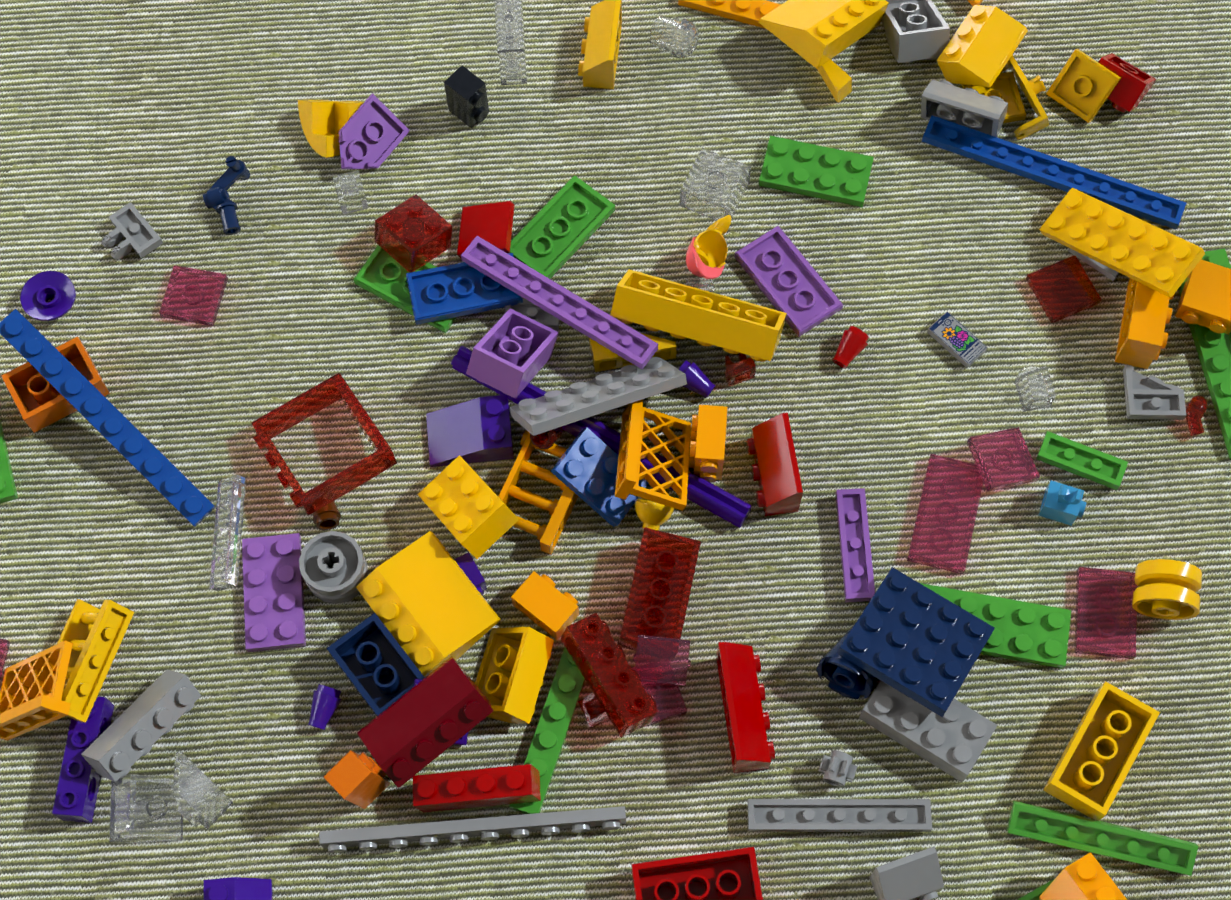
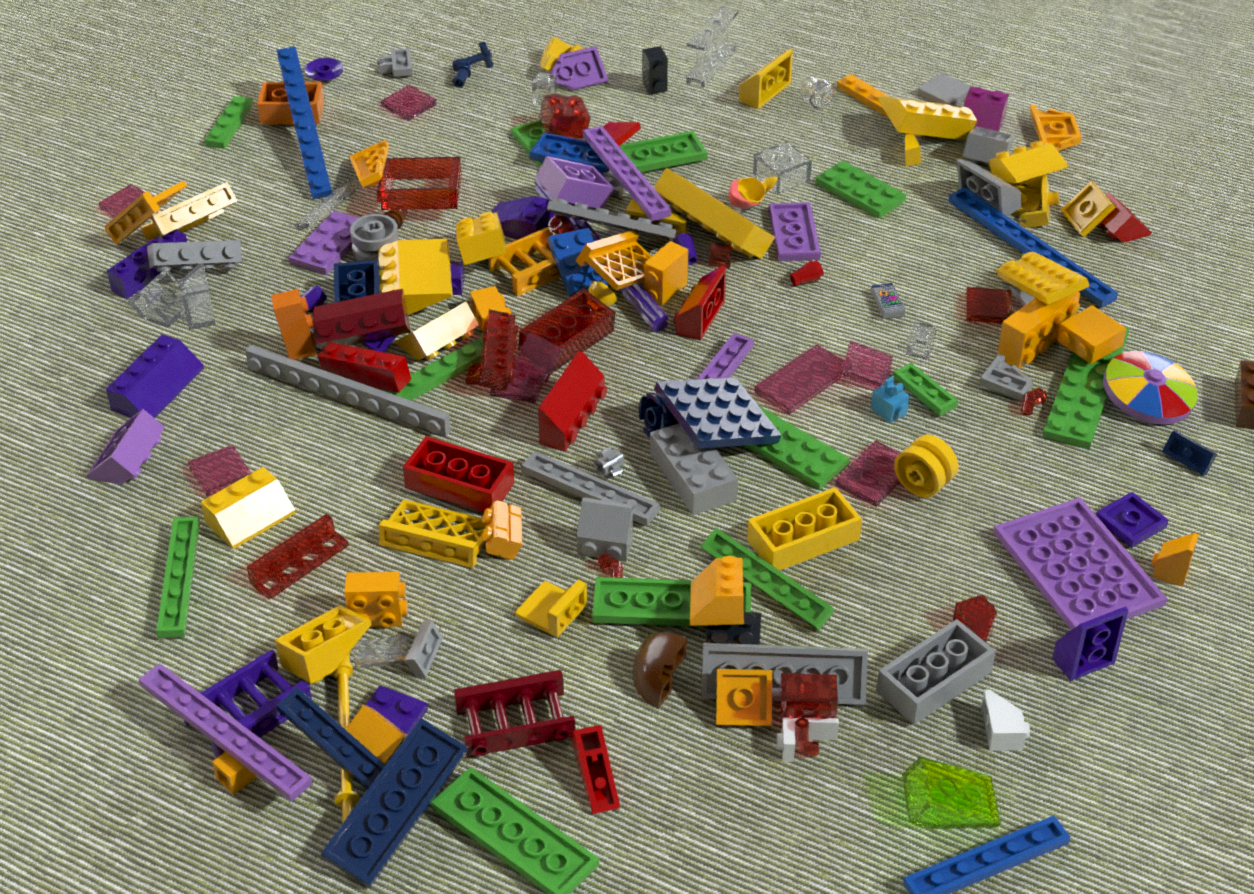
camera: 30 degrees right, 25 degrees down
(236, 443) = (370, 163): none -> light orange wing

